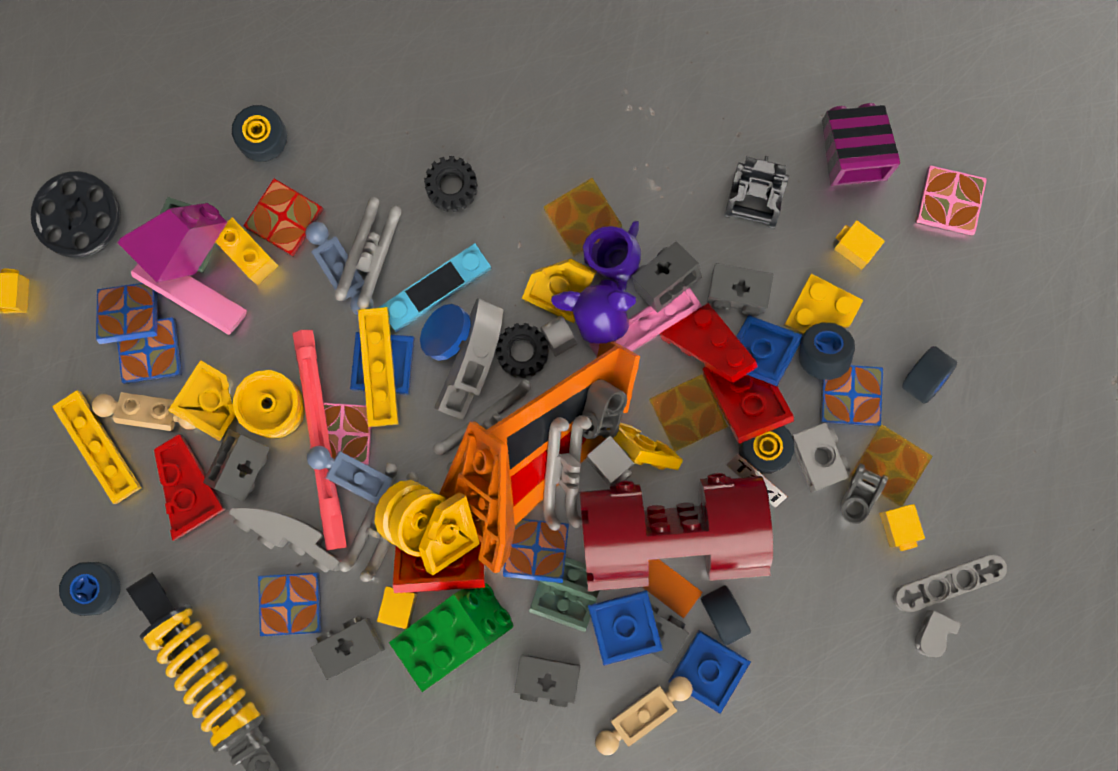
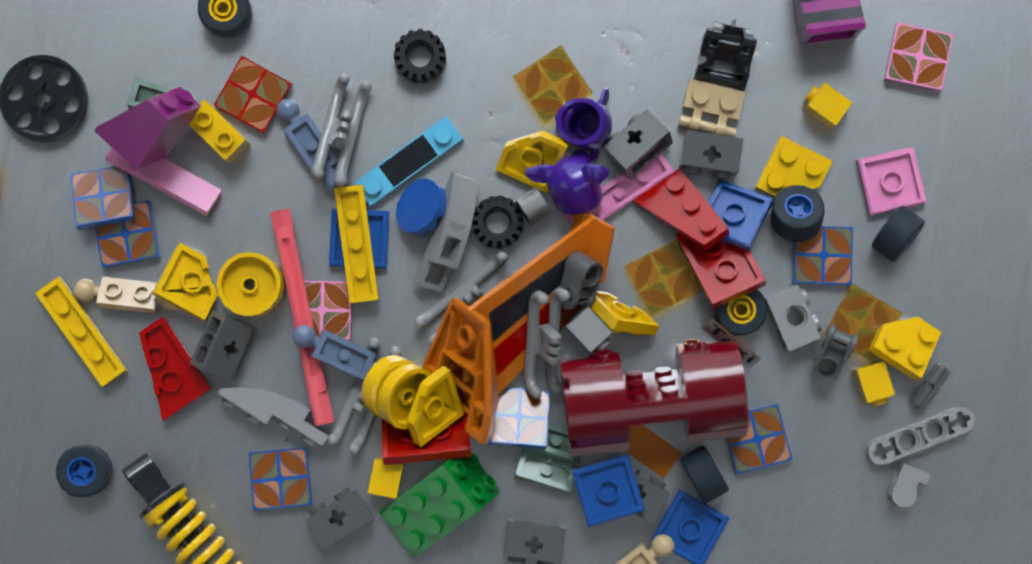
camera: 10 degrees left, 5 degrees up
(742, 237) = (711, 100): none -> tan plate
(788, 585) = (765, 441): none -> tile
(922, 322) = (891, 181): none -> bright pink tile
(937, 489) = (906, 345): none -> yellow plate
(956, 538) = (926, 391): none -> dark grey piece

